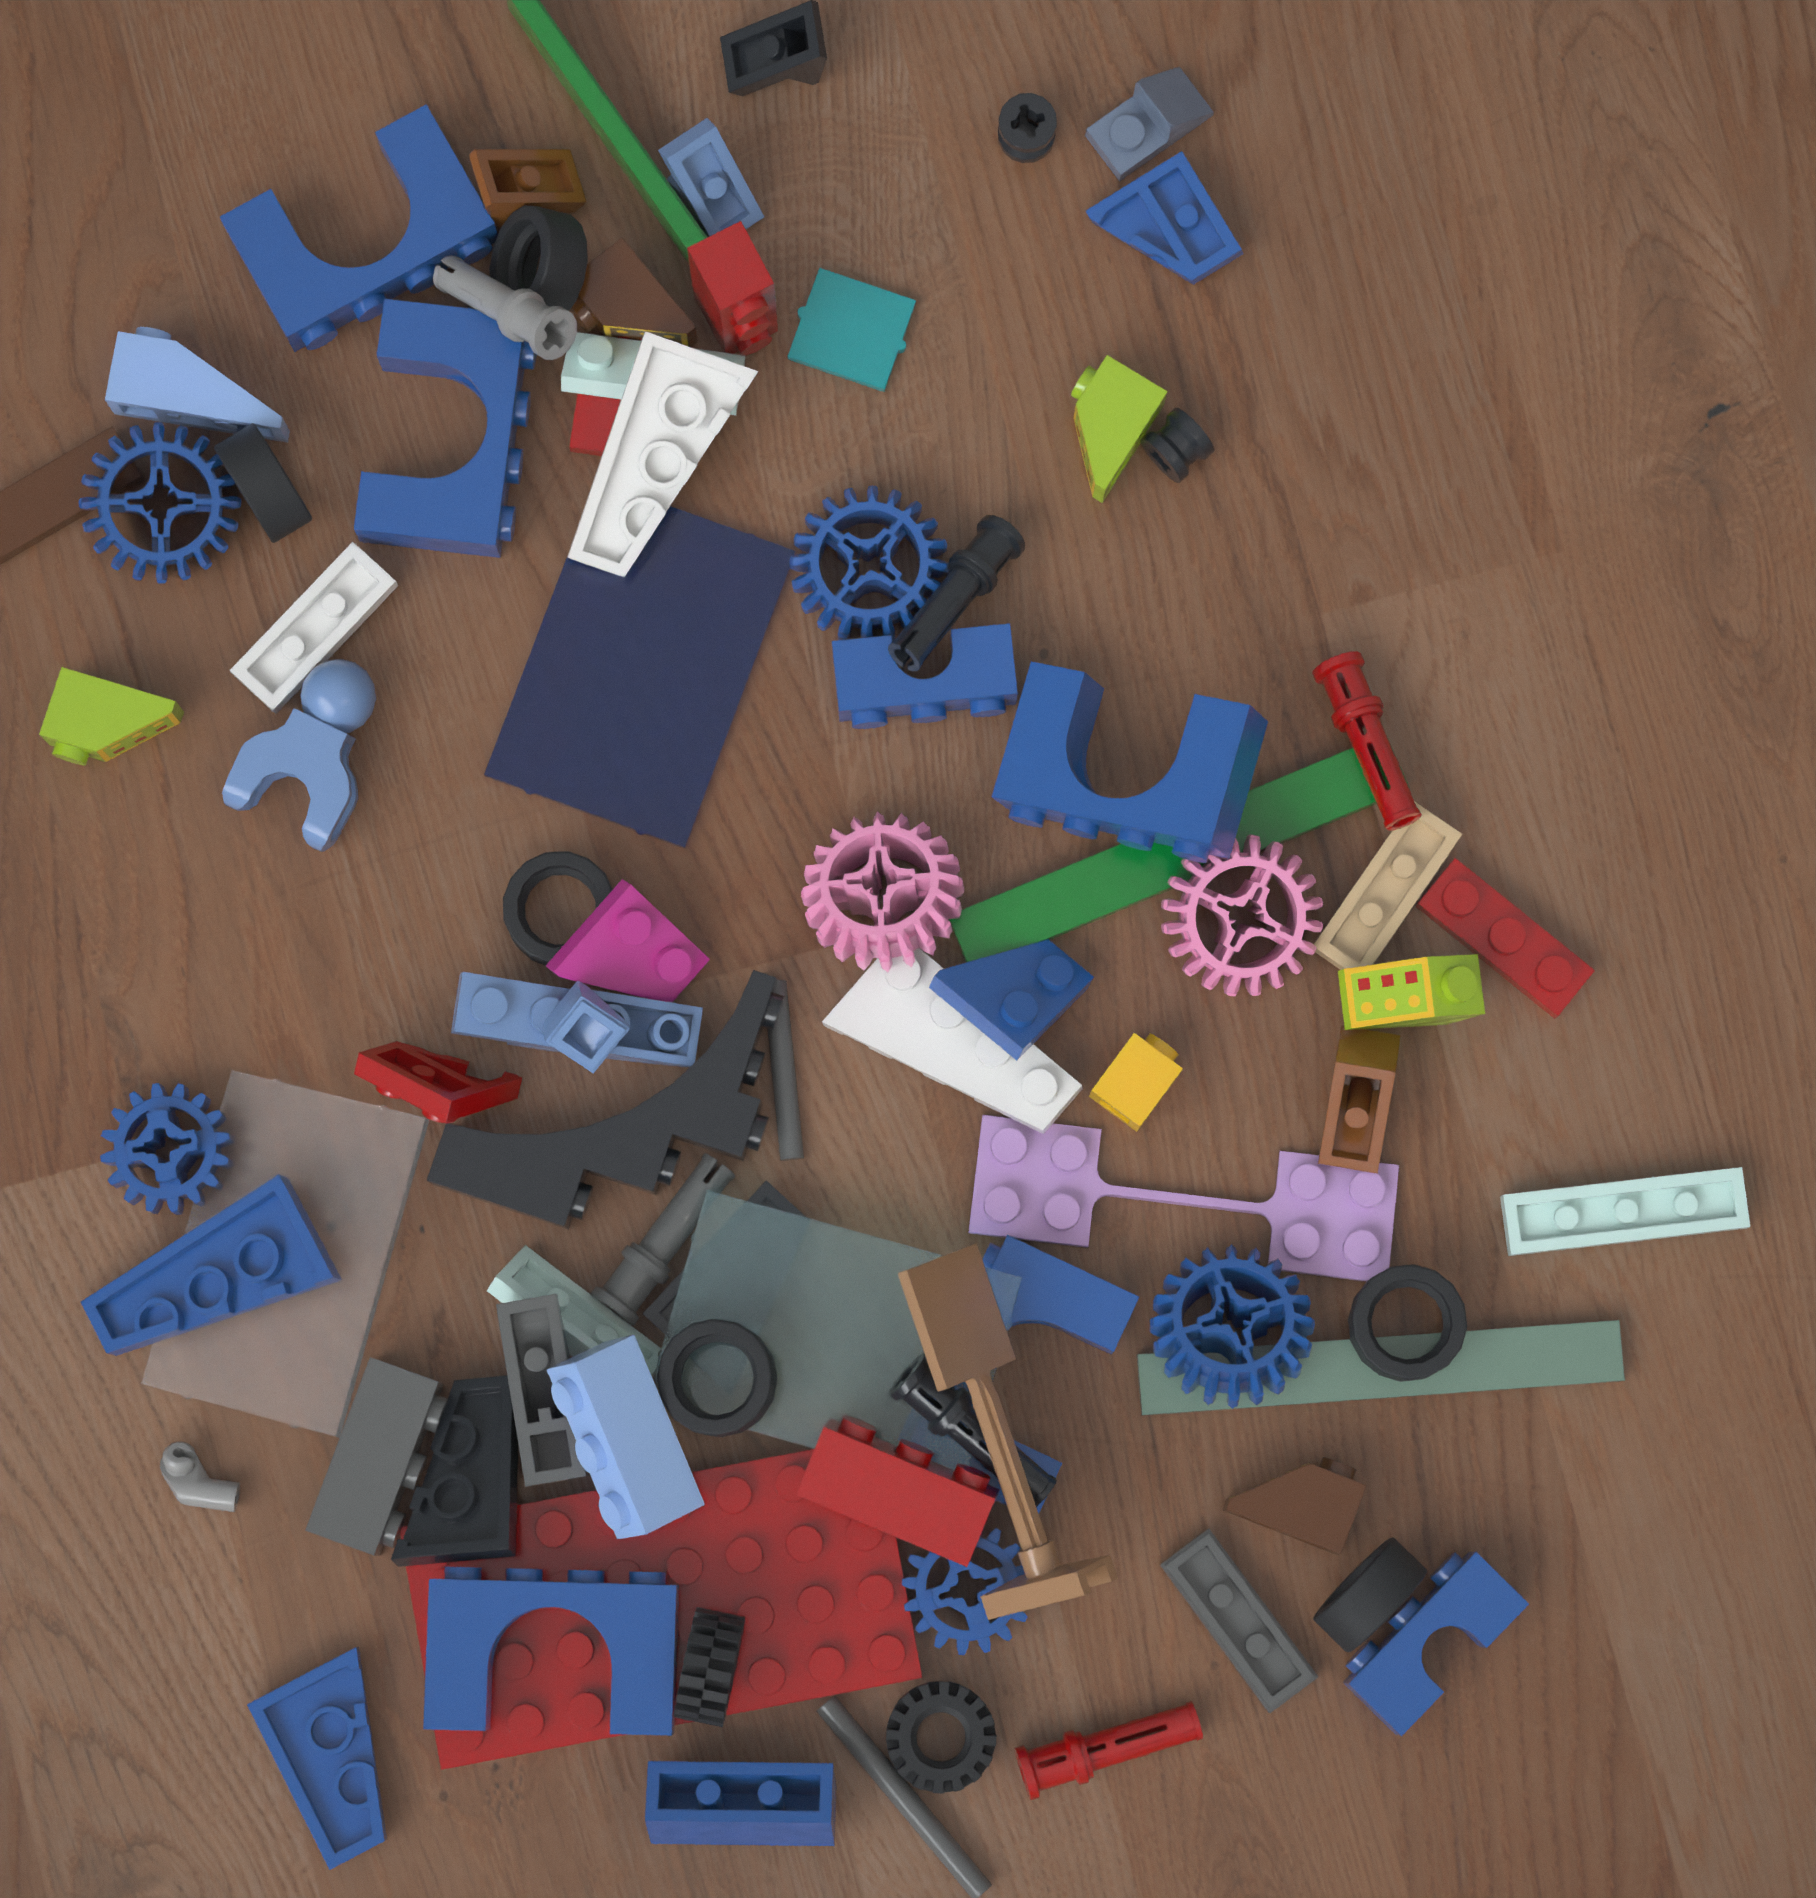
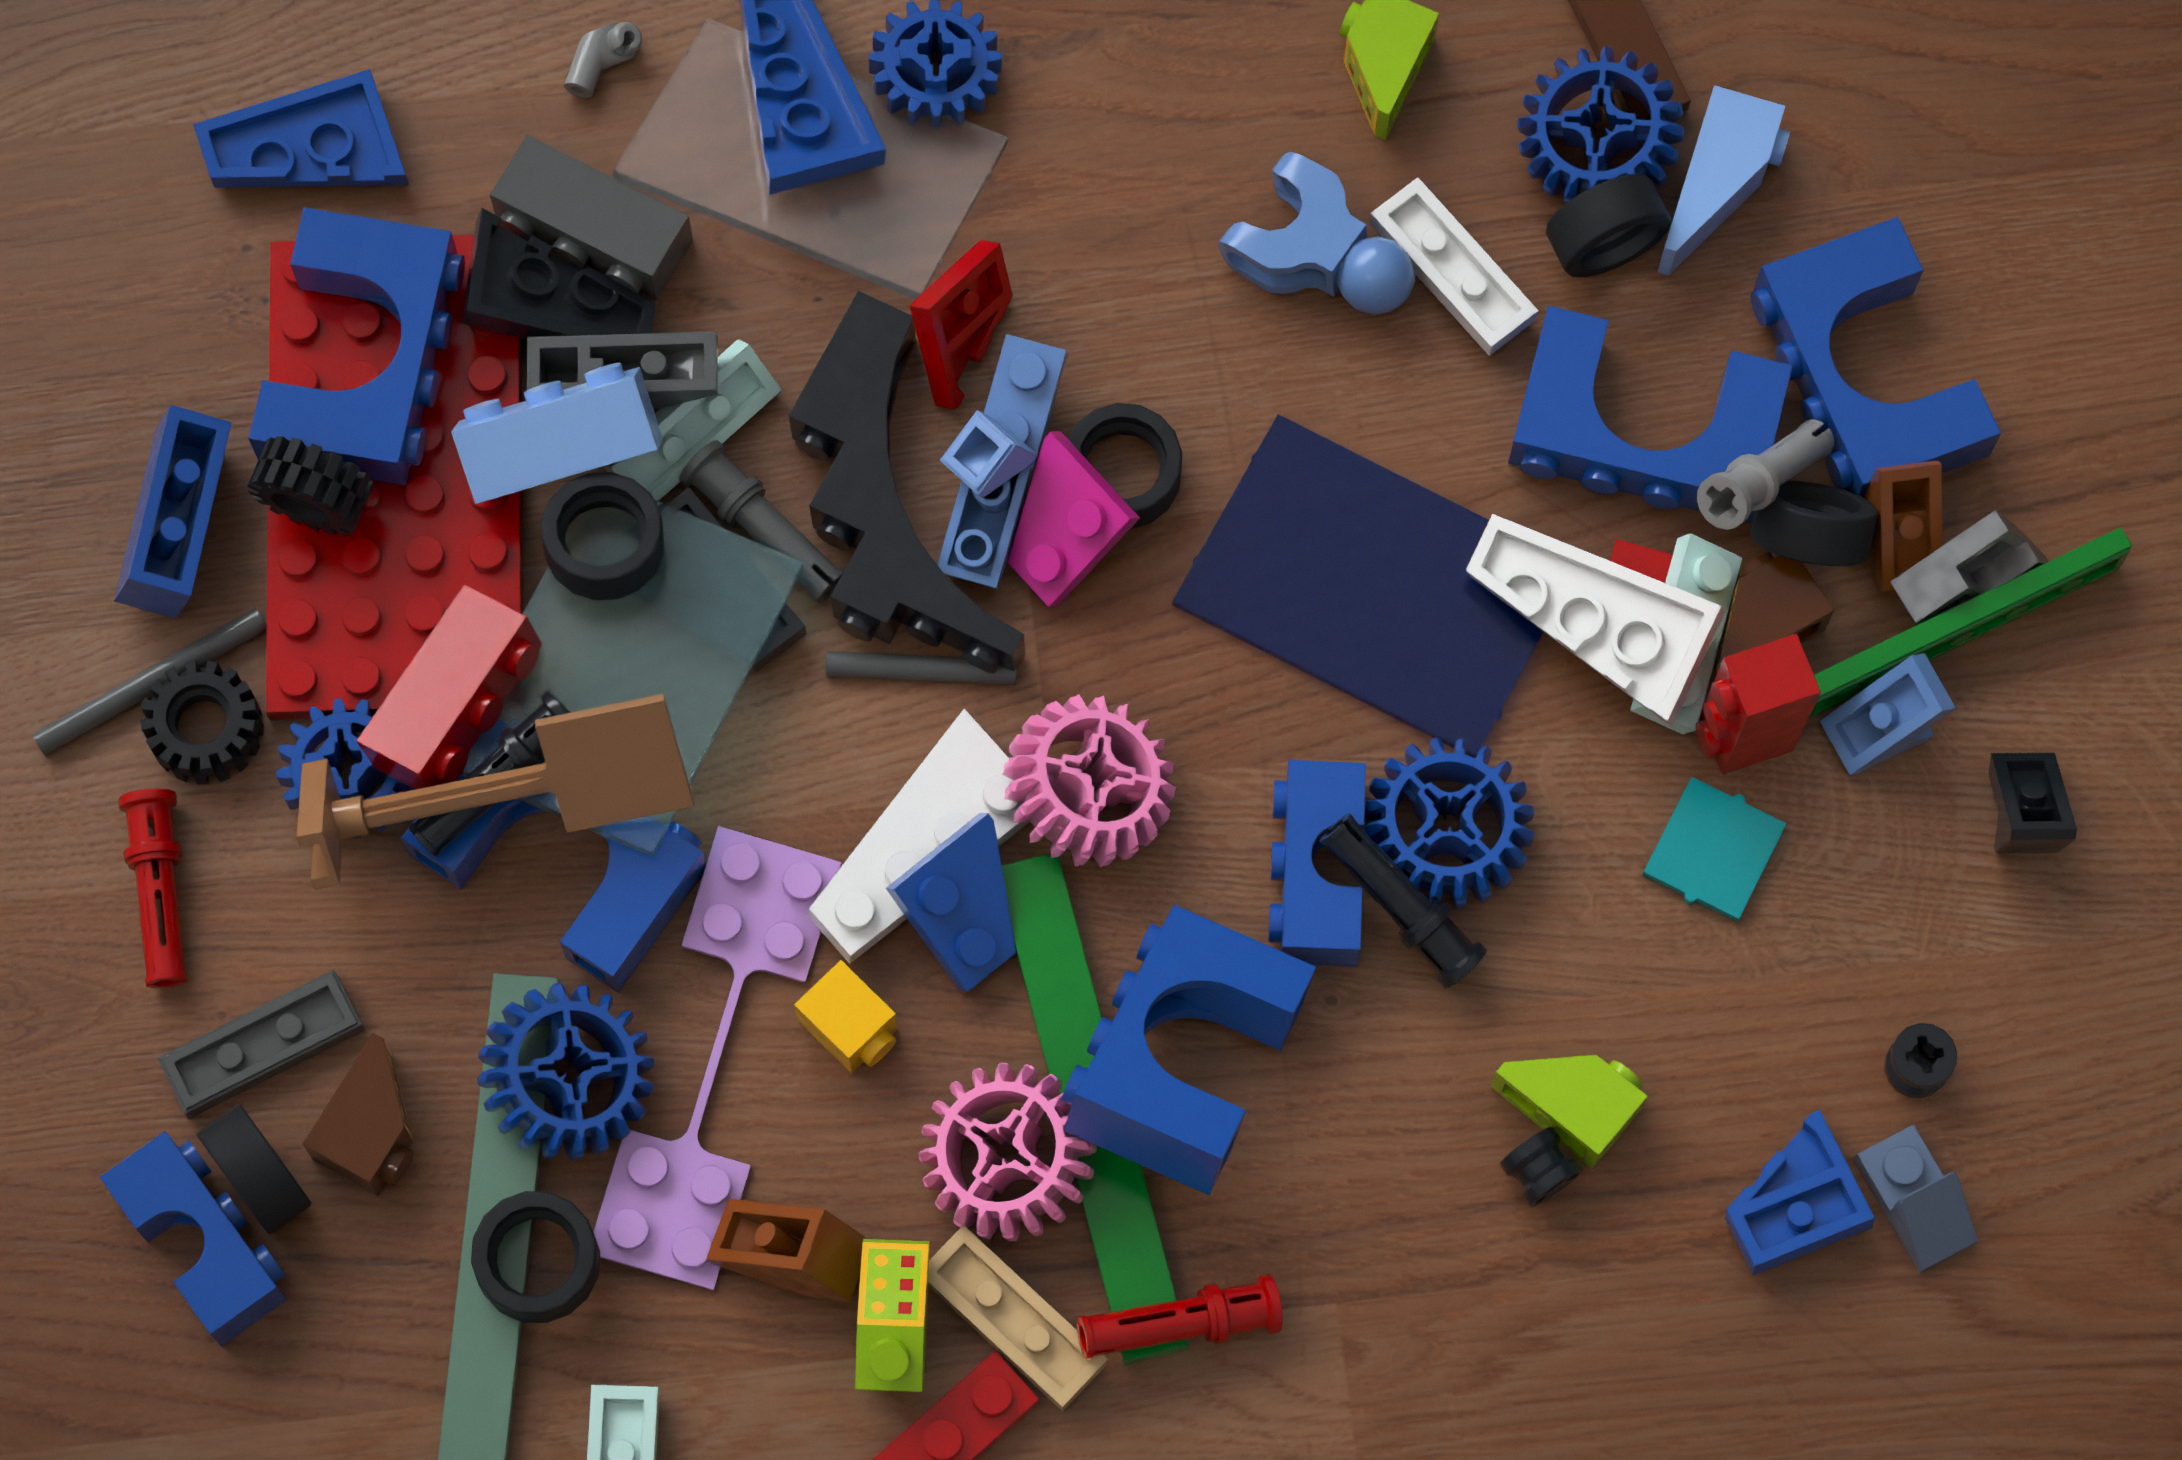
camera: 100 degrees right, 10 degrees down
(564, 123) = (1967, 567): none -> flat silver slope

